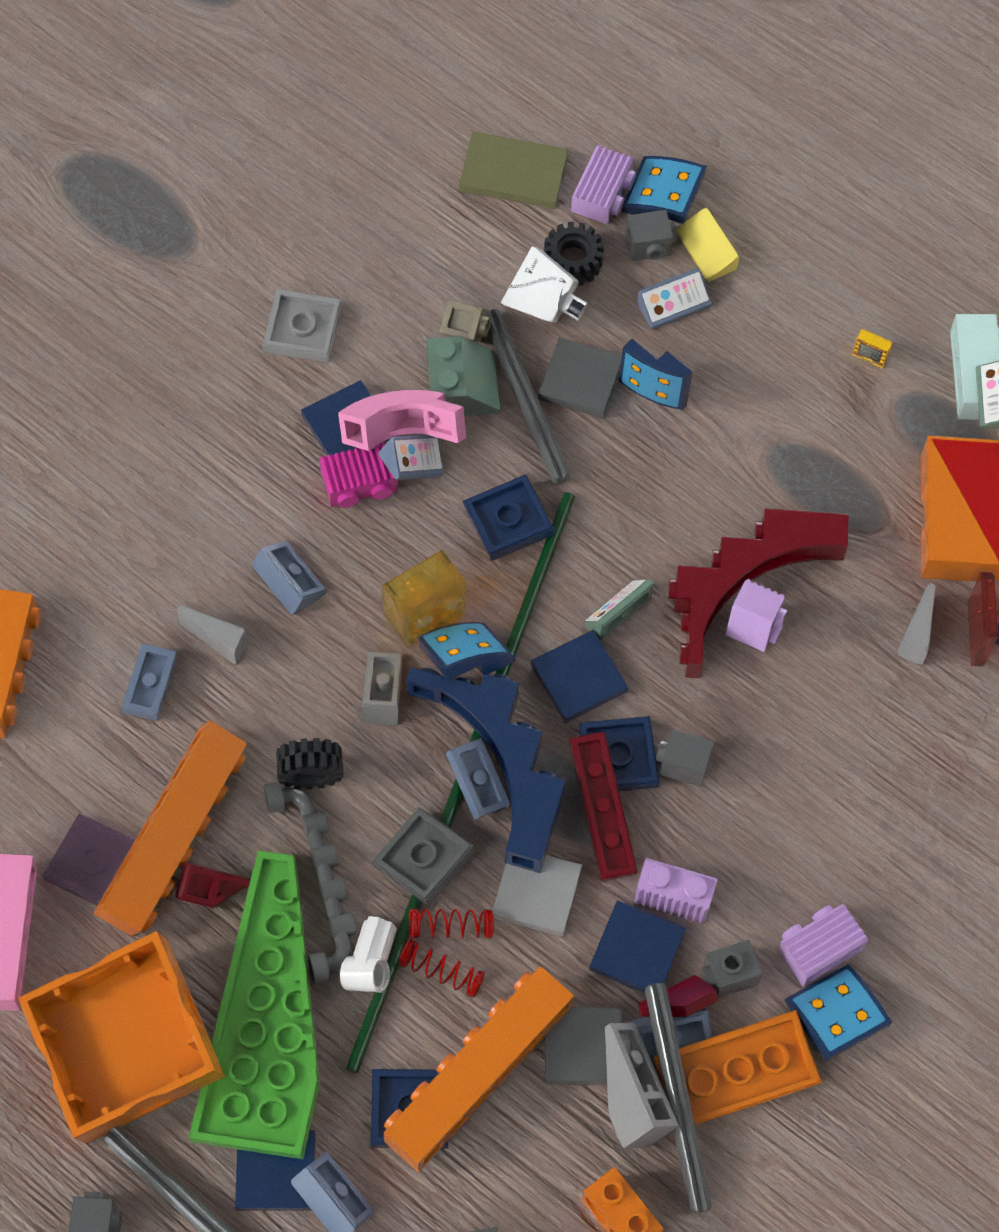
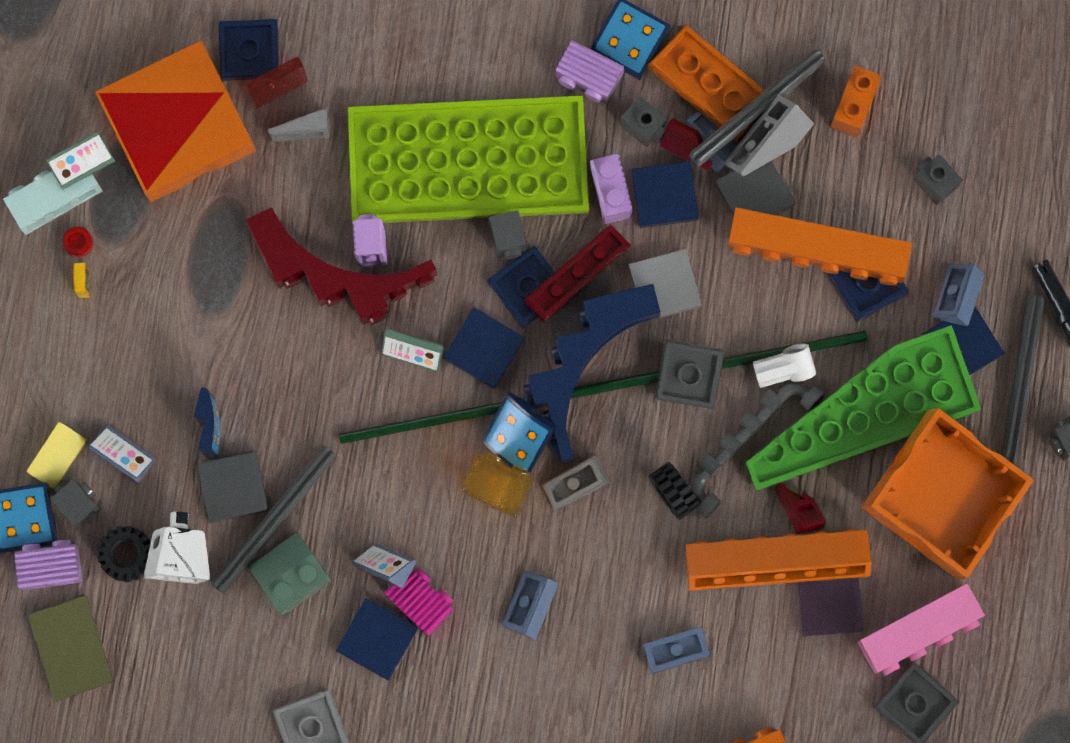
camera: 115 degrees left, 15 degrees up
(220, 635) = (610, 616): light grey slope -> none
(401, 413) = (353, 593): bright pink arch -> none
(410, 951) = (757, 287): red piece -> none
(415, 922) = (711, 302): red piece -> none
(465, 321) = (238, 599): dark tan bracket -> none
(477, 778) = (610, 369): sand blue plate -> none
(508, 517) = (387, 470): dark blue tile -> none
(791, 770) = (468, 159): none -> lime plate
(915, 369) = (77, 242): none -> red tile

